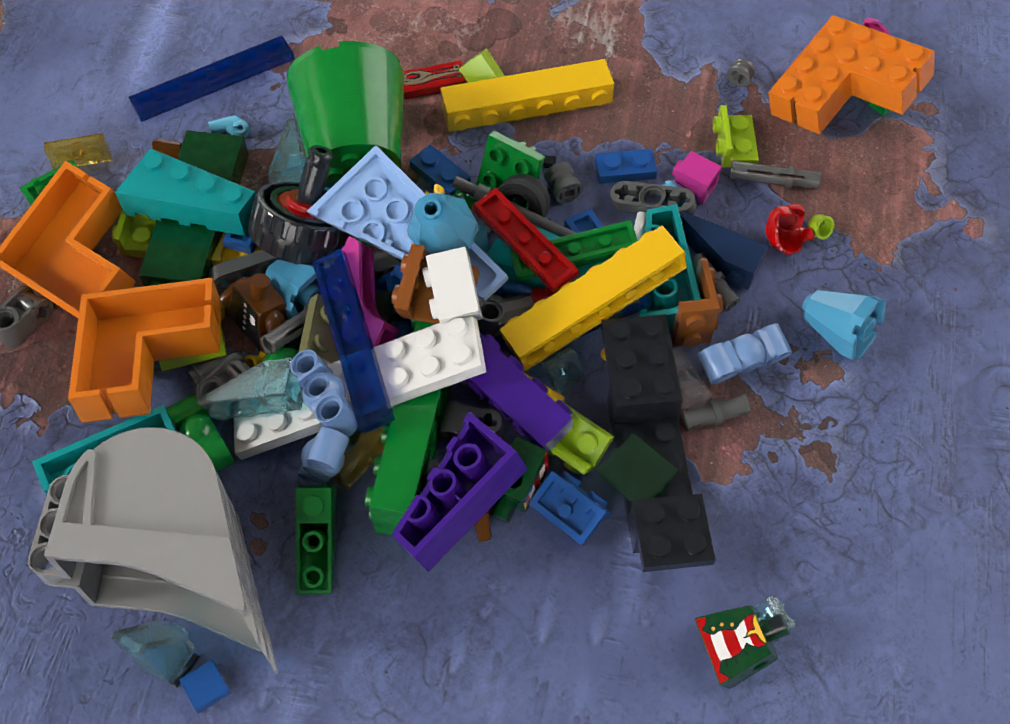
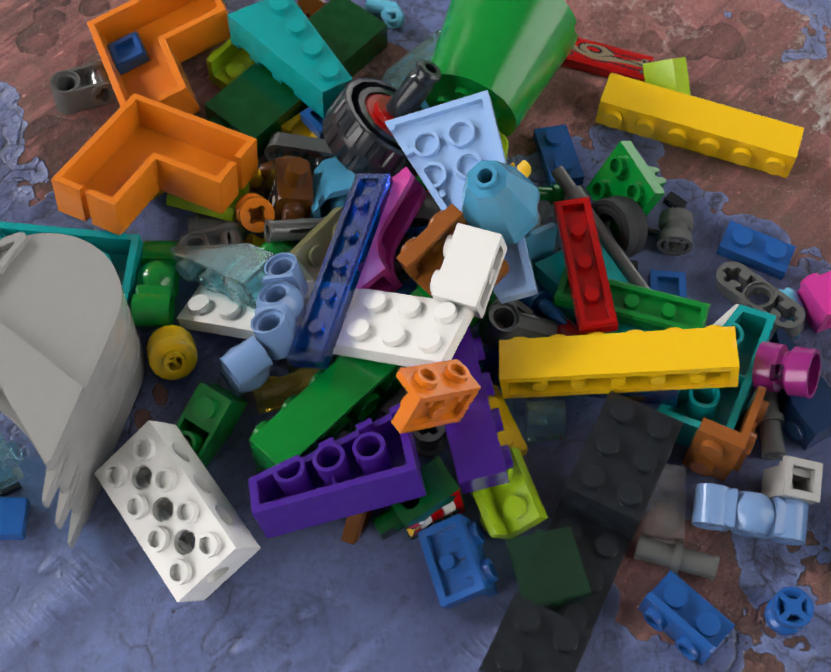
camera: 30 degrees right, 0 degrees up
(40, 267) = (128, 52): none -> blue tile
(234, 337) = (248, 207): none -> orange wheel
(251, 481) = (172, 352): none -> yellow head
(327, 611) = (176, 511): none -> white brick
(495, 390) = (435, 396): none -> orange bracket
(719, 233) = (793, 370): none -> magenta wheel
(748, 450) = (685, 618): none -> blue bracket
(759, 312) = (794, 480): none -> light grey brick
(818, 402) = (796, 604): none -> blue wheel

